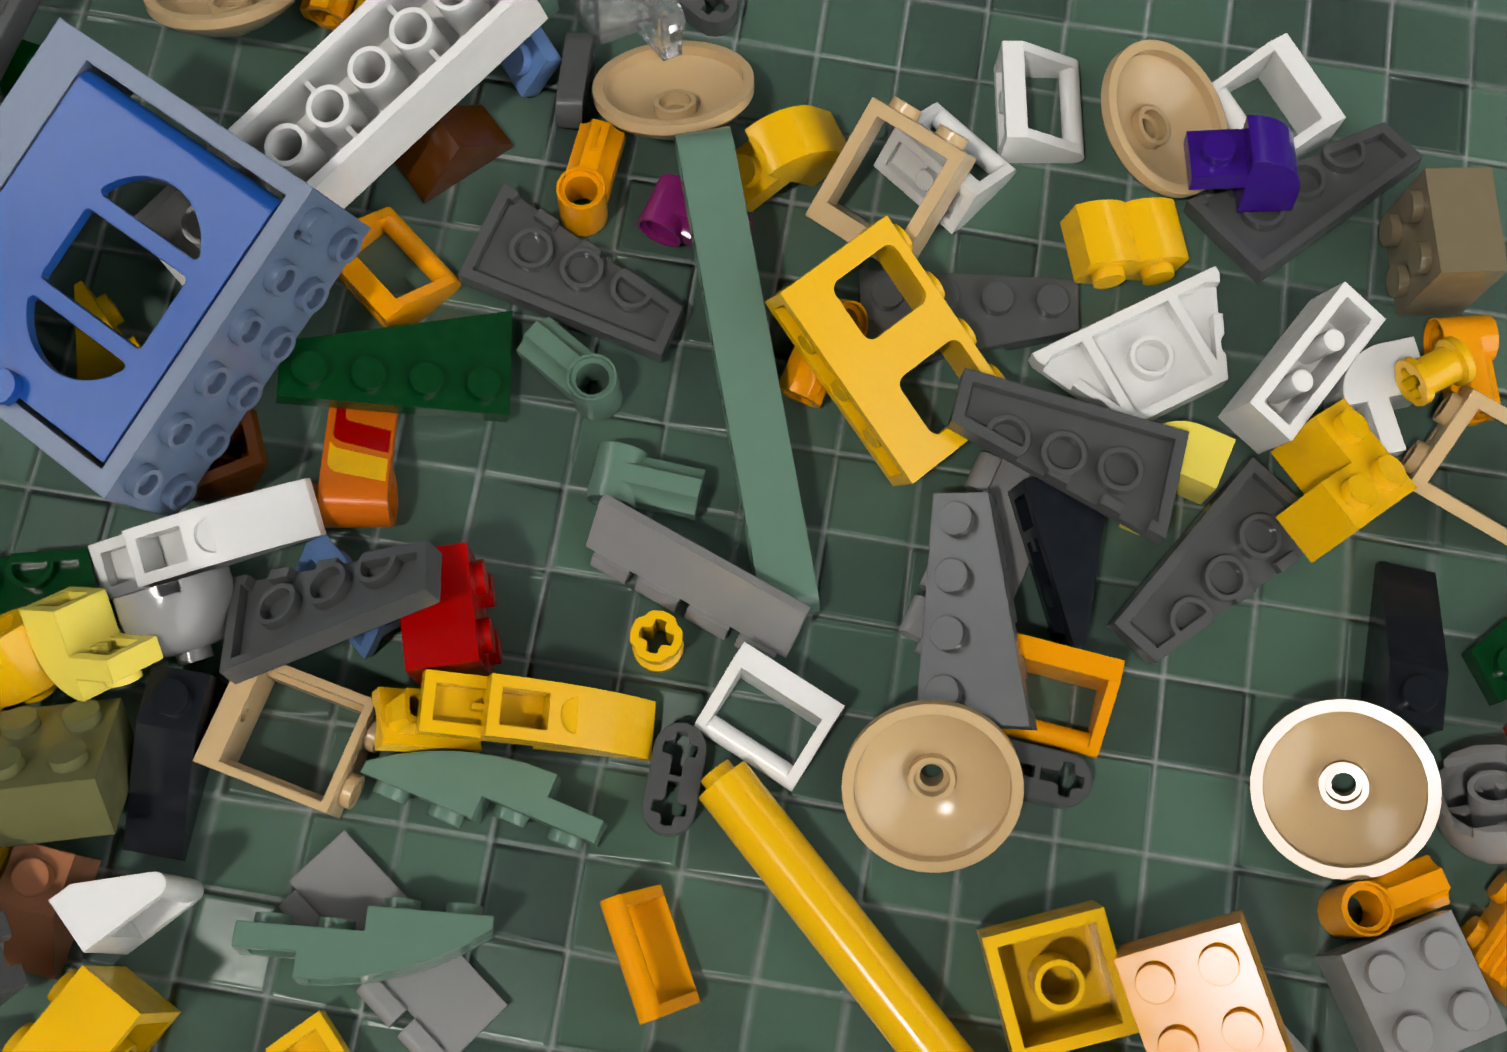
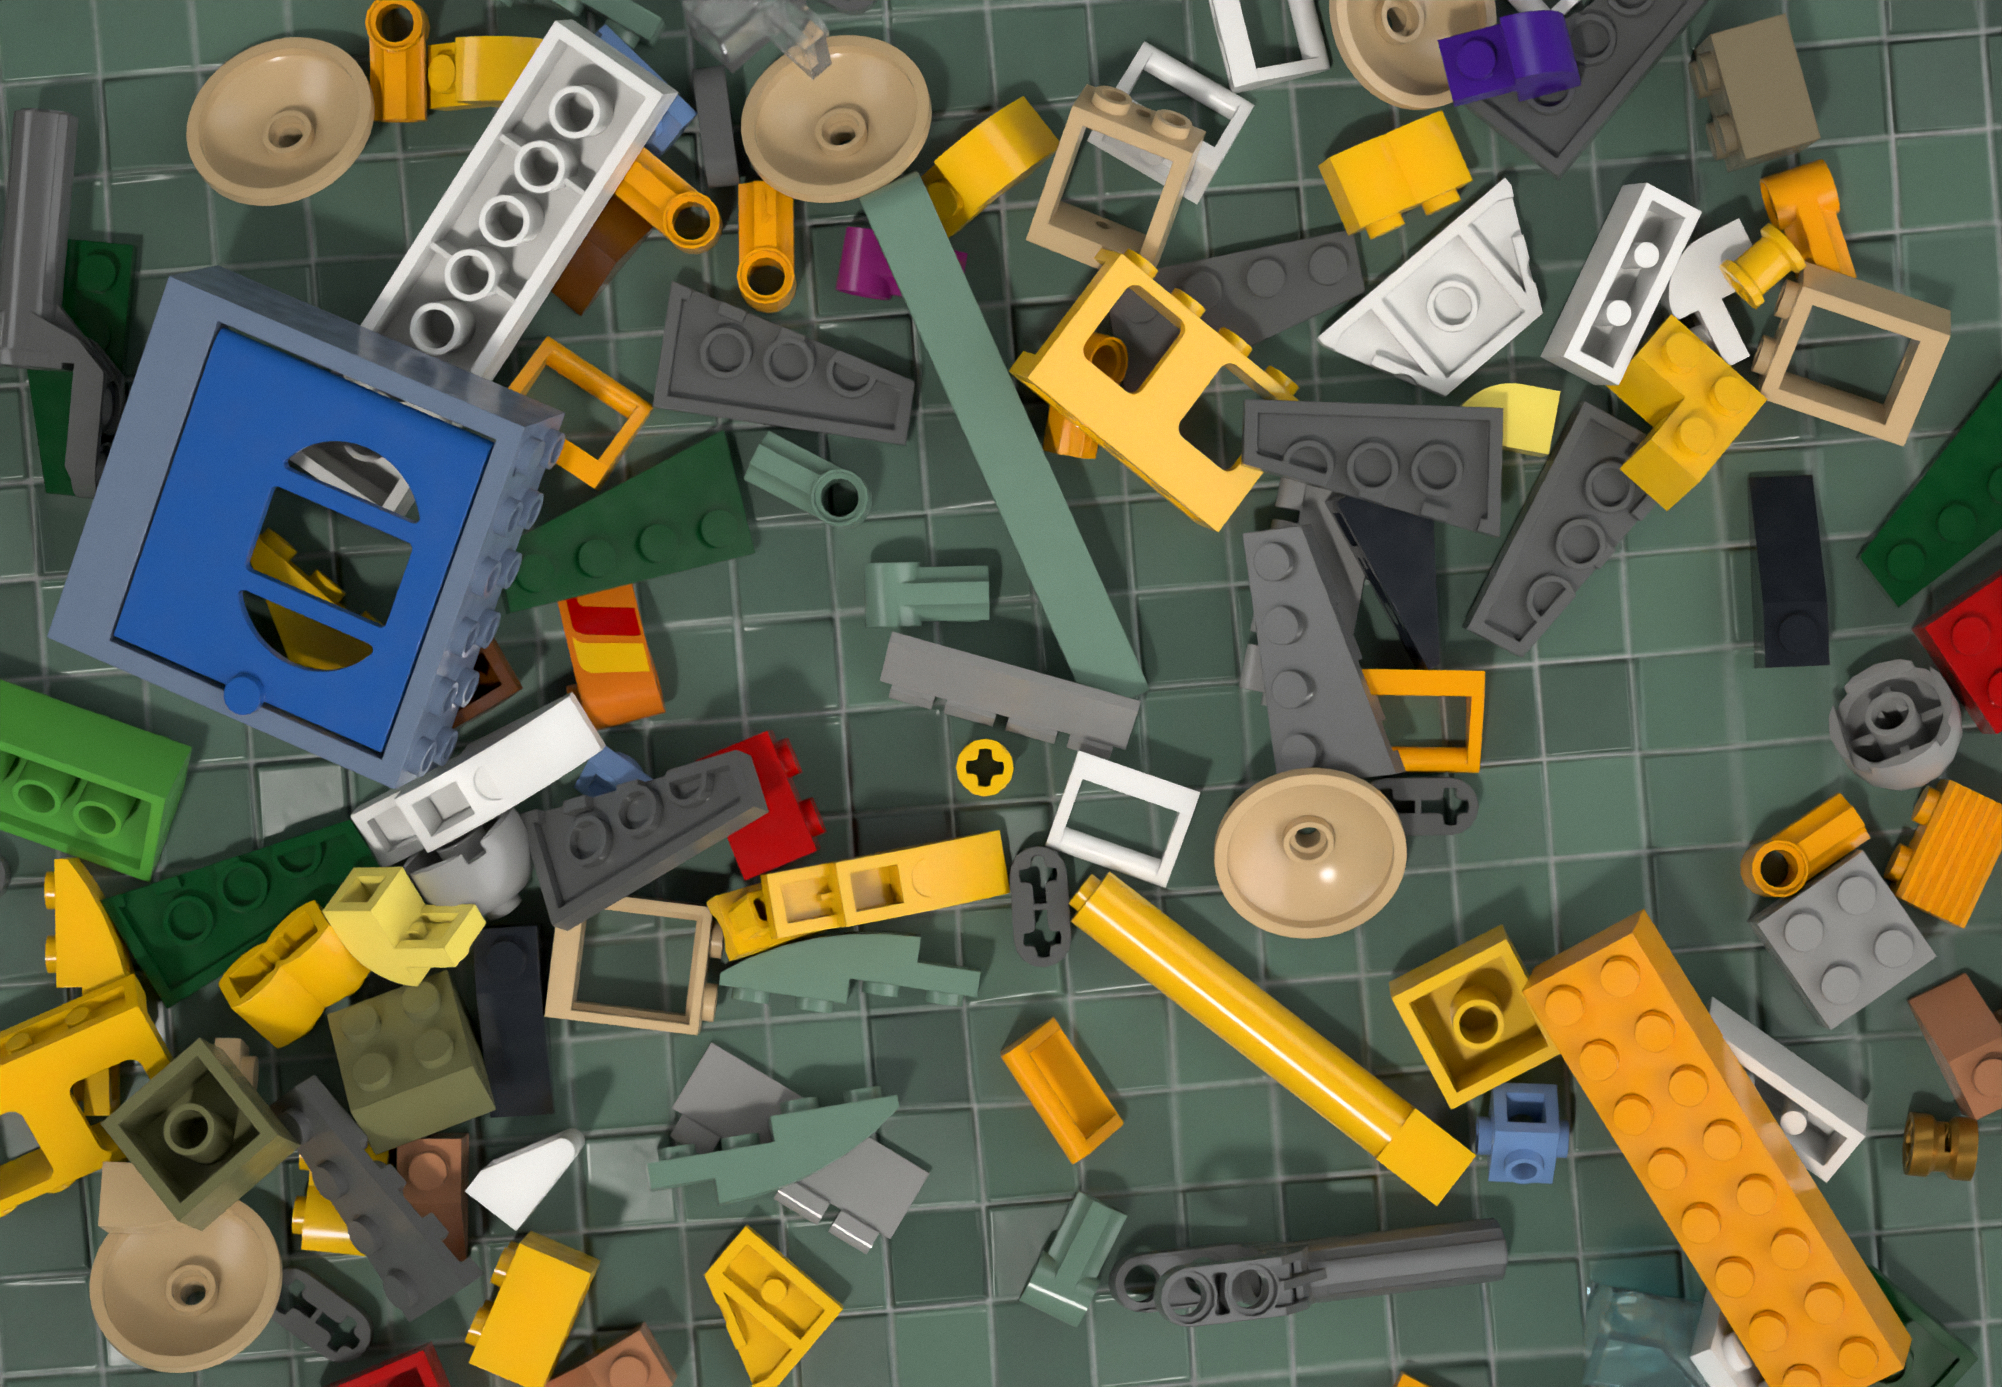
camera: 15 degrees left, 15 degrees up
(517, 124) = (661, 195): none -> light orange piece
(1356, 831) = (1730, 785): tan dish -> none

